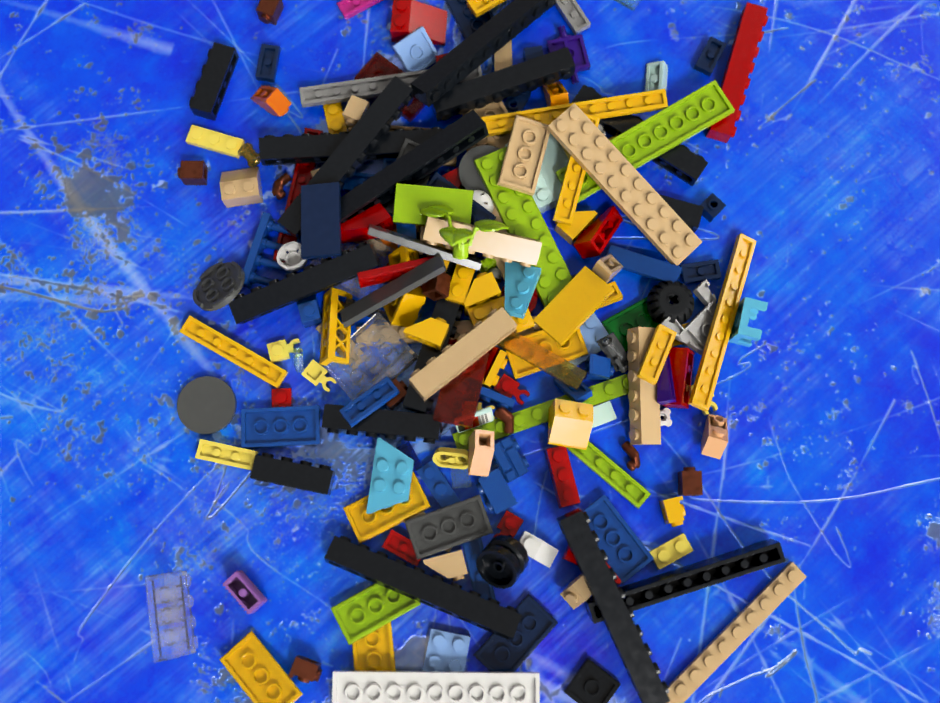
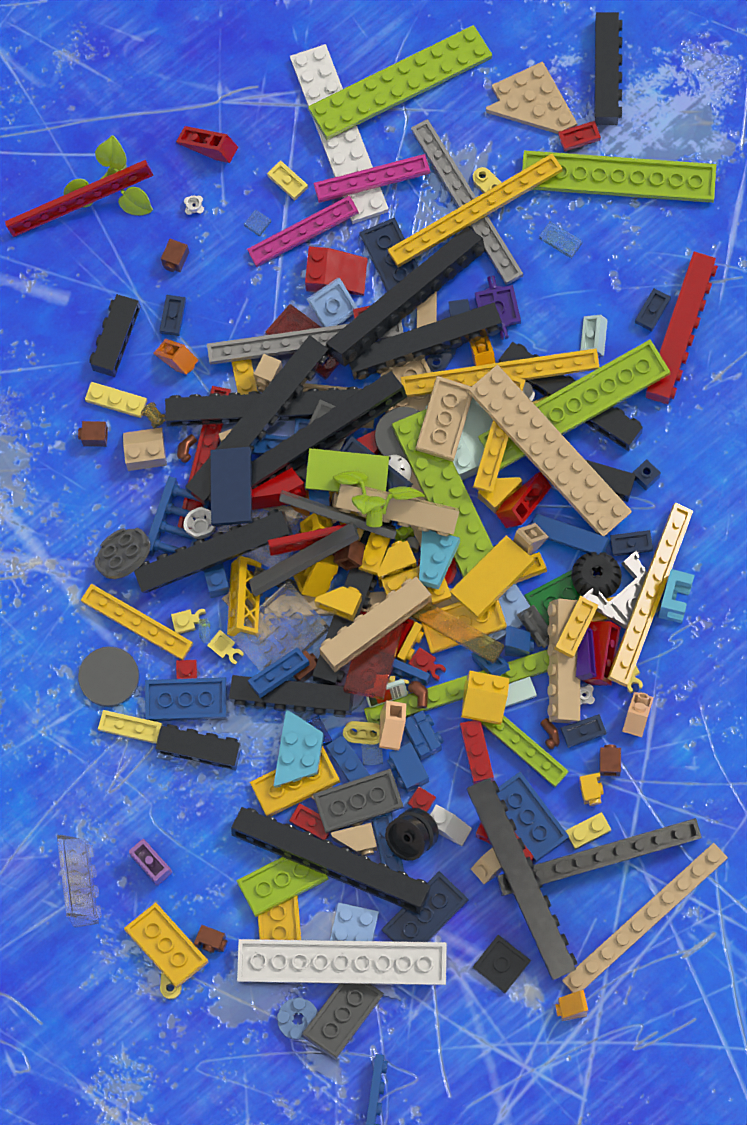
camera: 10 degrees right, 5 degrees down
(663, 453) = (583, 731): none -> dark blue plate

